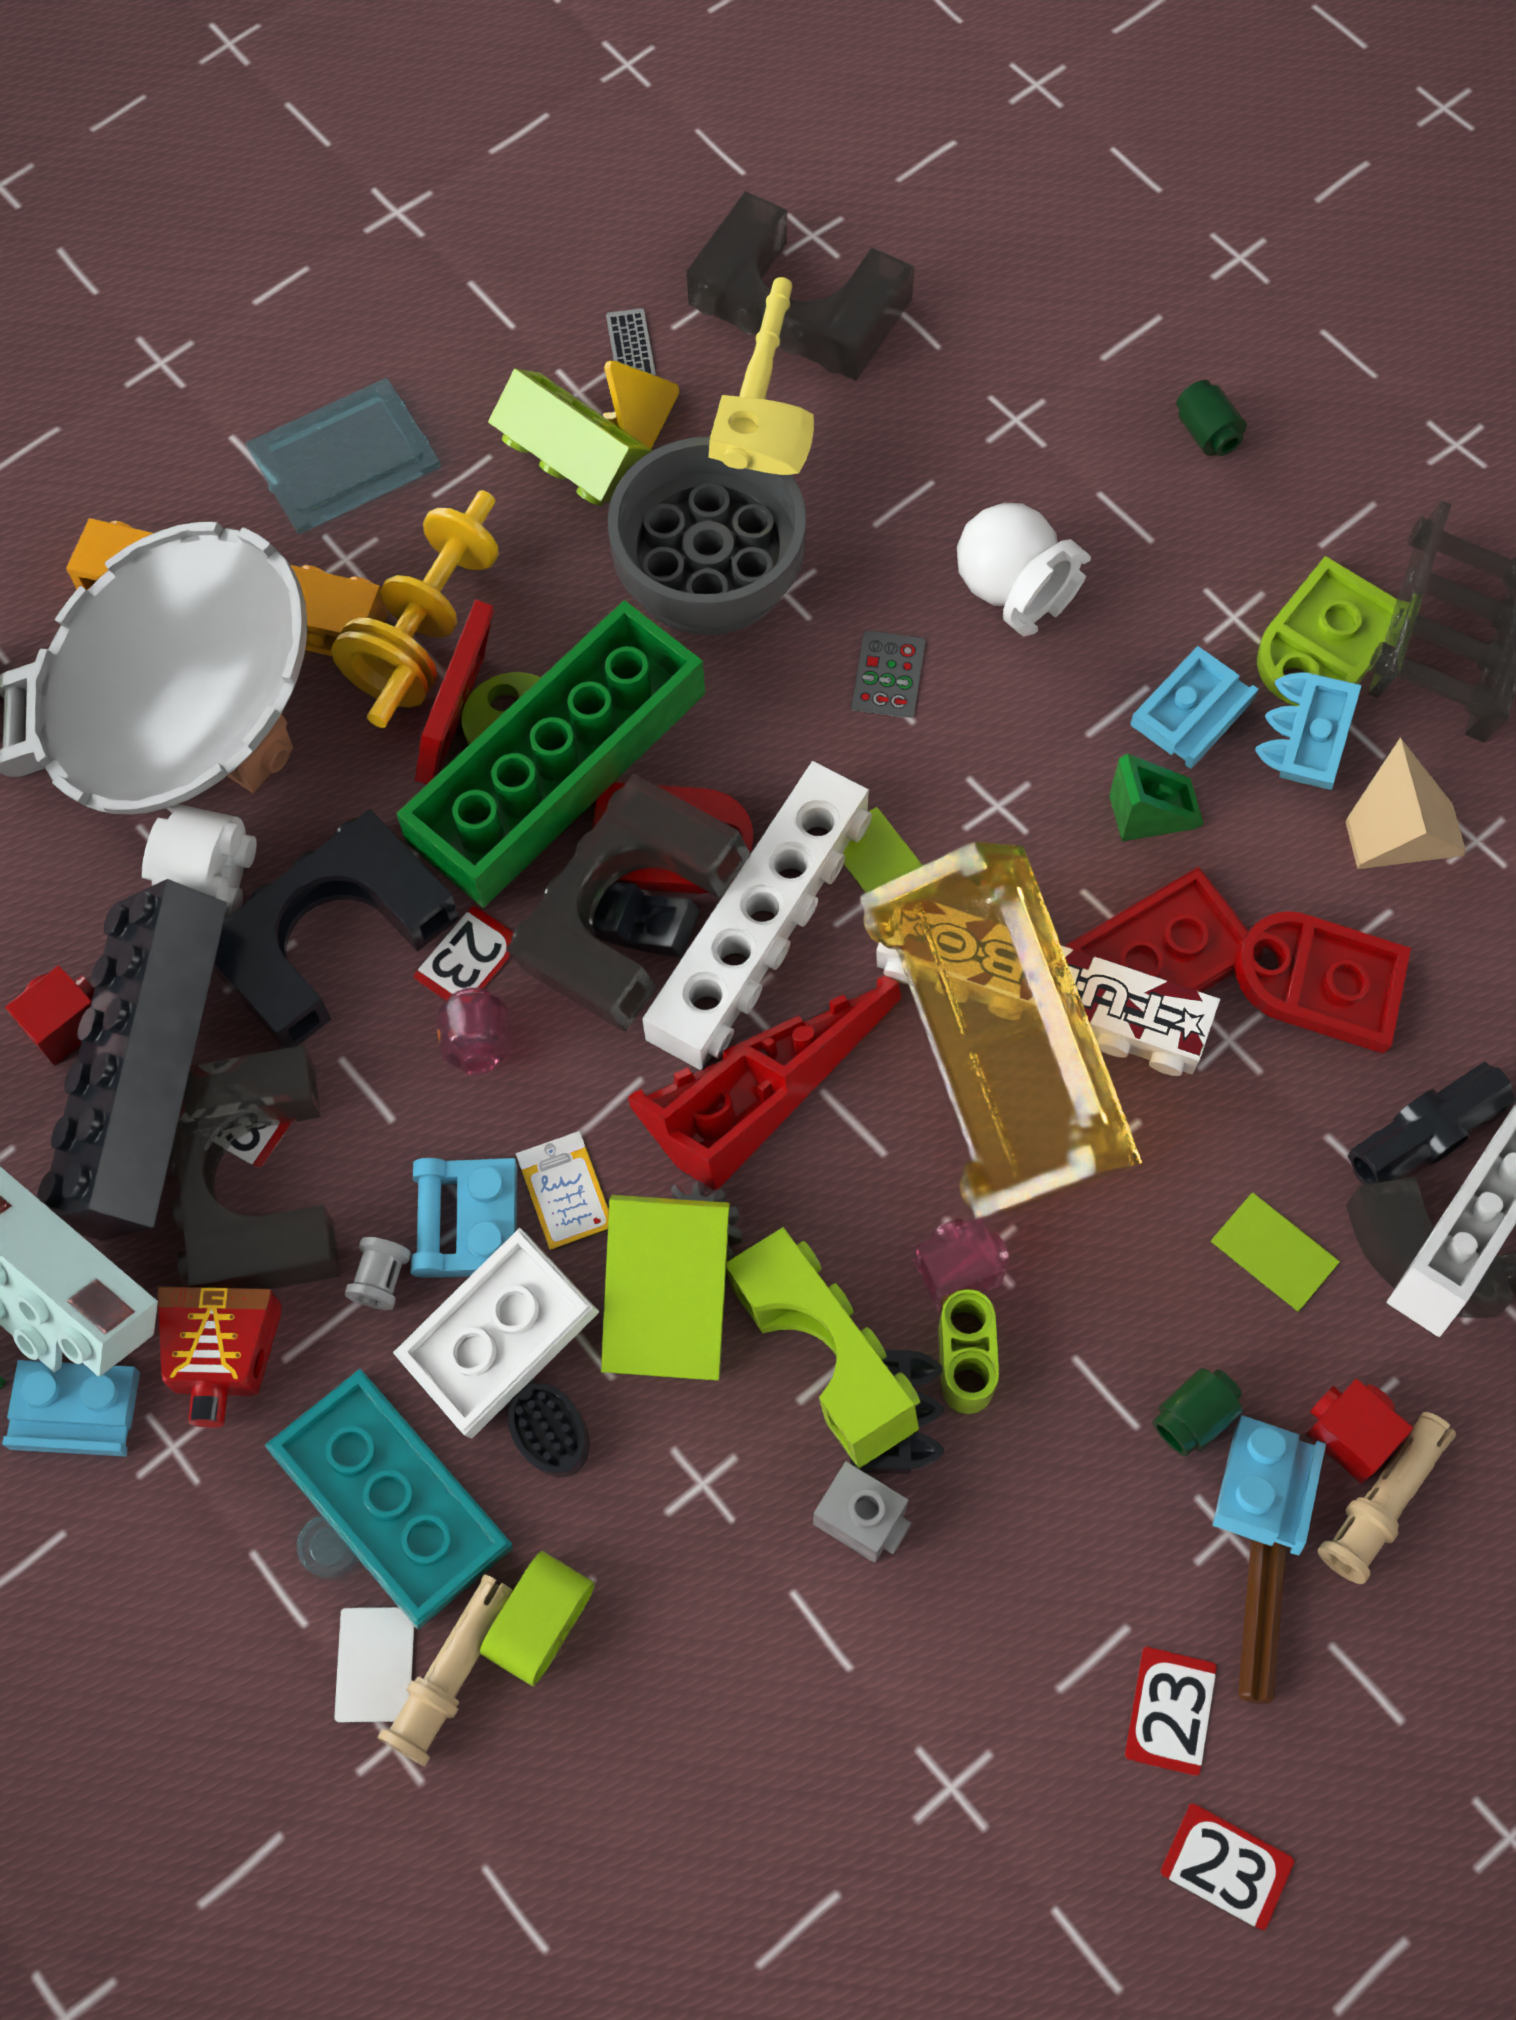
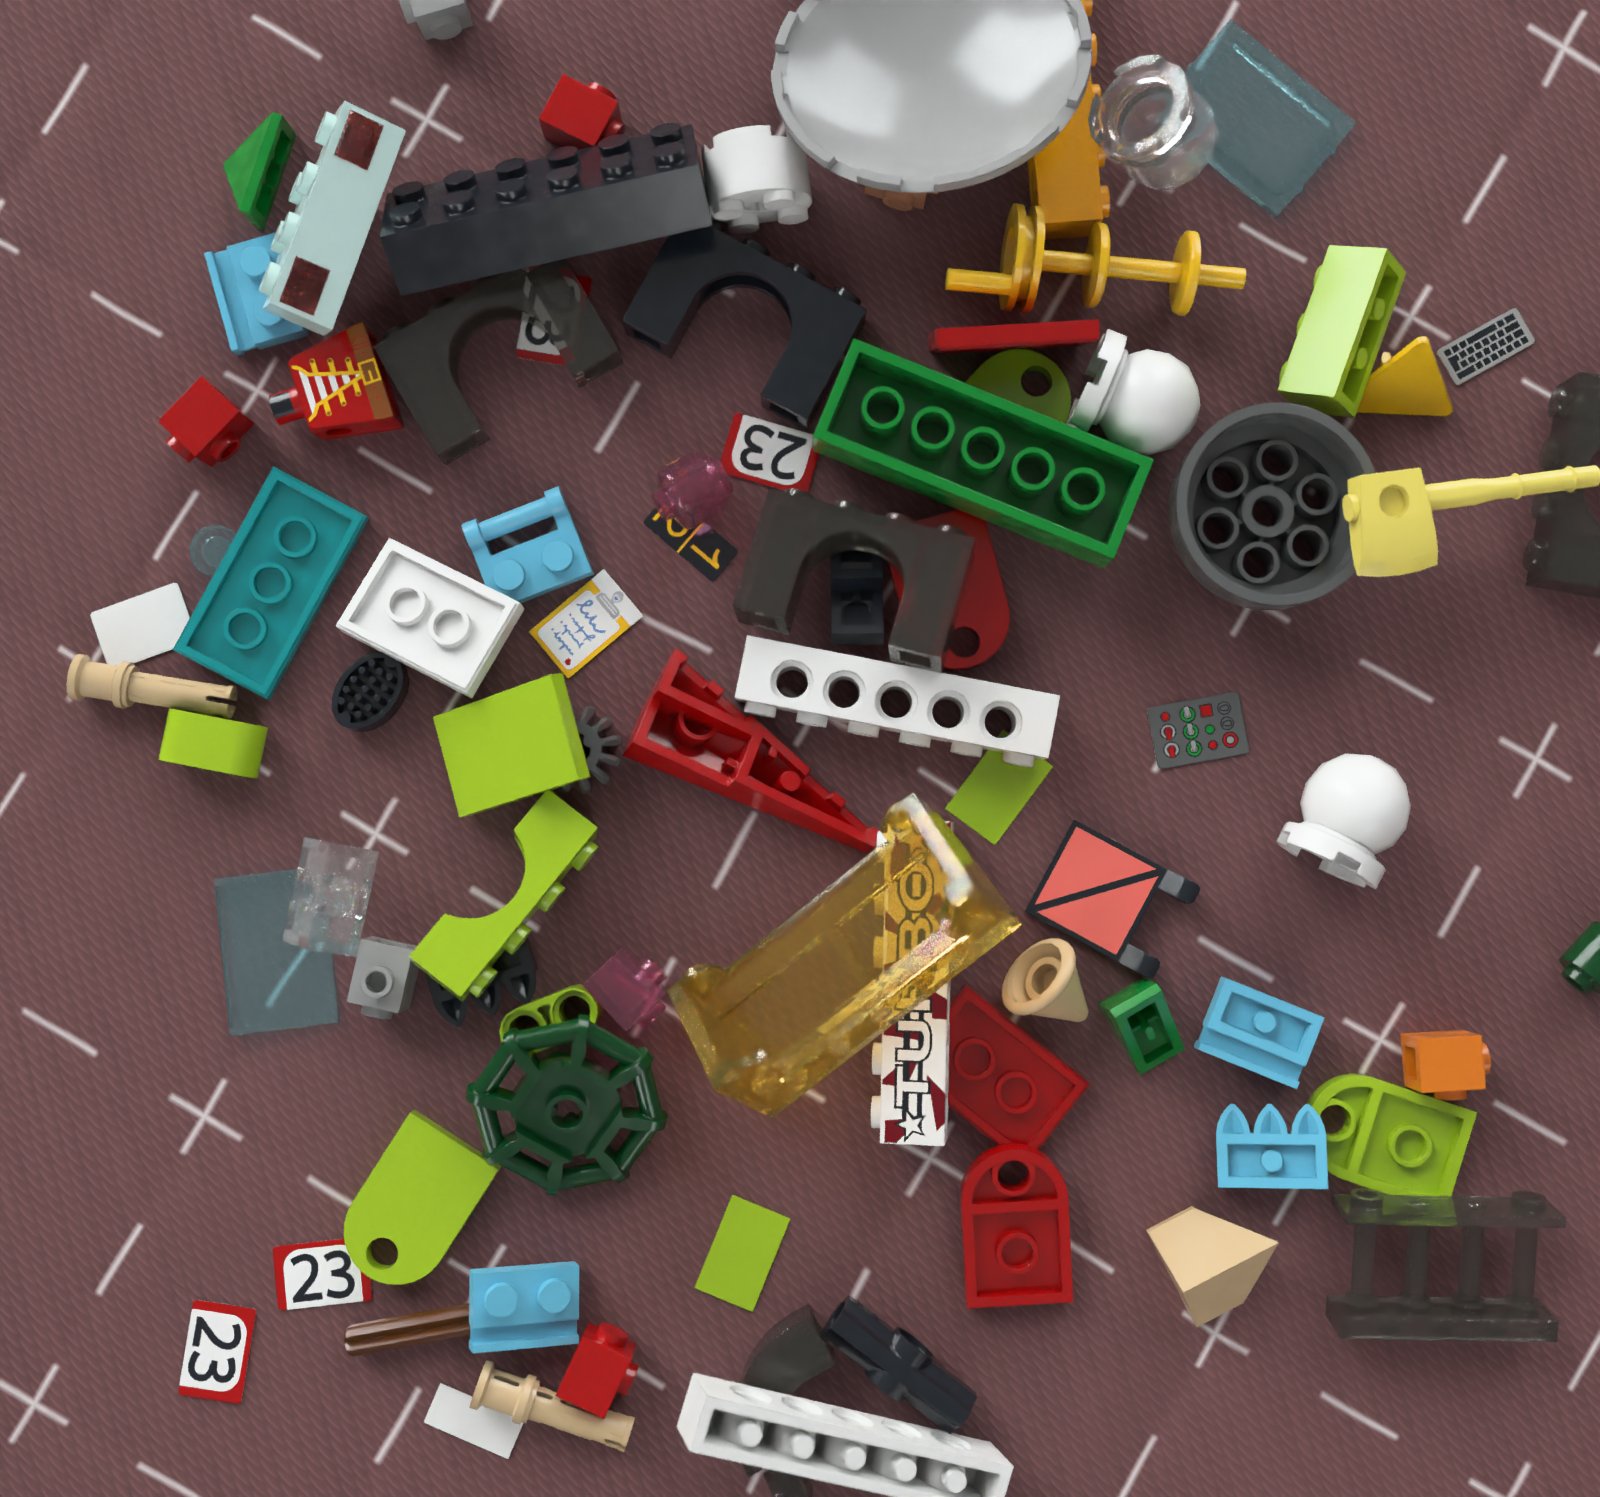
camera: 70 degrees right, 20 degrees up
(187, 1503) = (205, 424): none -> red brick
(314, 511) = (1154, 123): none -> clear tile
(377, 1273) = (449, 497): light grey bush -> none
(529, 1055) = (699, 545): none -> black sticker
(552, 609) = (1137, 398): none -> white tile
(754, 1535) = (330, 897): none -> clear brick
(792, 1635) = (267, 979): none -> clear light blue piece
(1016, 796) = (1101, 893): none -> coral flag
(1036, 1367) = (566, 1078): none -> dark green plate
(1084, 868) = (1045, 983): none -> tan hat
(1118, 1568) = (416, 1199): none -> lime tile
(1198, 1411) = (567, 1229): dark green brick -> none
(1271, 566) = (1445, 1063): none -> orange brick
(1383, 1597) = (480, 1427): none -> white sticker

